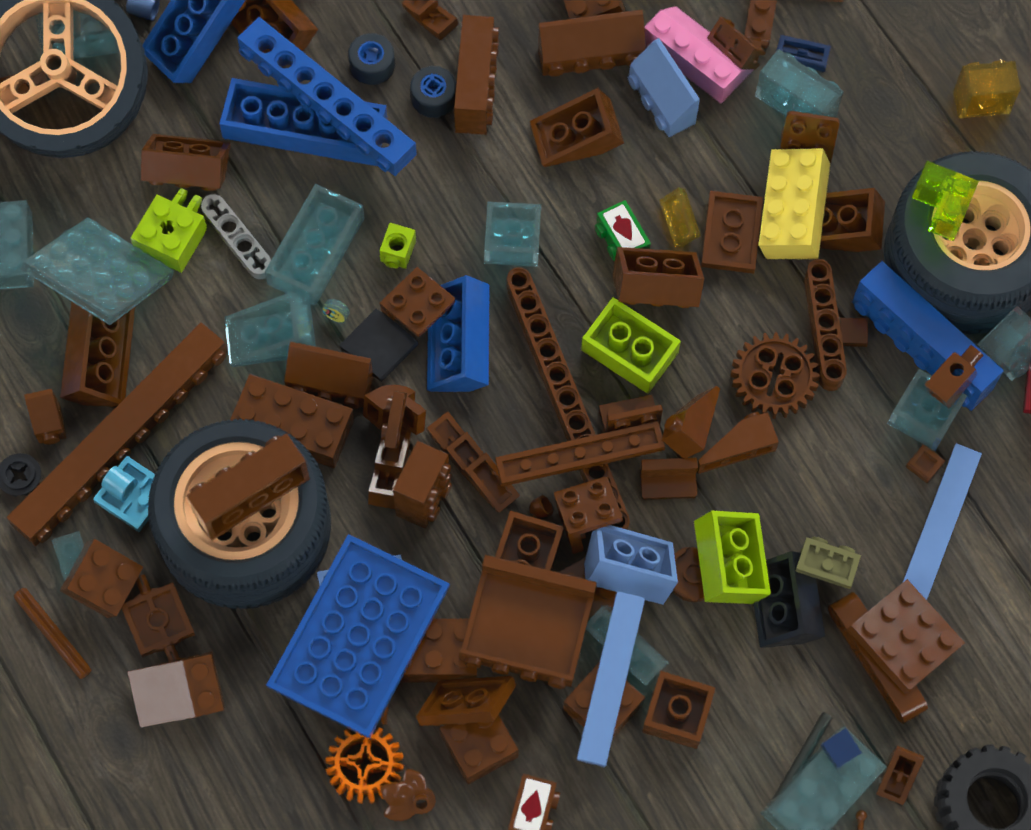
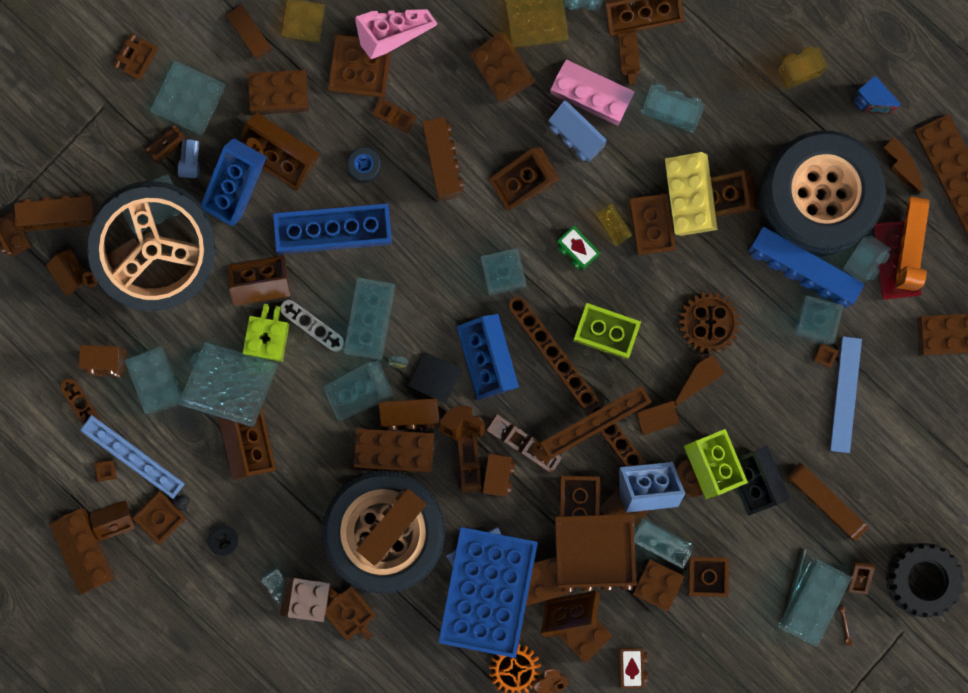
camera: 15 degrees left, 15 degrees up
(46, 416) = (229, 498): reddish brown slope -> none
(52, 633) = (282, 641): reddish brown axle -> none
(117, 435) = (280, 493): reddish brown brick -> none
(127, 493) = (302, 532): medium azure plate -> none
(176, 690) = (378, 657): slope -> none
(263, 36) = (286, 178): blue brick -> none
(396, 407) = (464, 428): reddish brown plate -> none
(397, 236) = (426, 294): lime brick -> none
(417, 302) = (454, 343): reddish brown bracket -> none
(437, 101) = (412, 183): black wheel -> none
(541, 507) = (578, 462): reddish brown hinge -> none
(586, 509) = (611, 459): reddish brown bracket -> none
(591, 42) = (516, 111): reddish brown slope -> none
(611, 679) = (660, 573): medium blue tile -> none
(629, 413) = (620, 379): reddish brown bracket -> none
(658, 277) = (612, 278): reddish brown brick -> none
(689, 426) = (663, 377): reddish brown slope -> none
(735, 45) = (617, 83): reddish brown hinge -> none
(808, 59) = (665, 71): dark blue tile -> none
(810, 132) = (688, 142): reddish brown bracket -> none
(827, 313) = (732, 285): reddish brown beam -> none
(828, 562) = (780, 453): olive bracket -> none
(841, 748) = (820, 577): dark blue tile -> none
(854, 332) = (754, 274): reddish brown tile -> none
(906, 636) = (843, 484): reddish brown plate -> none
(947, 387) = (829, 309): reddish brown torso -> none
(949, 194) = (802, 177): clear neon green brick -> none

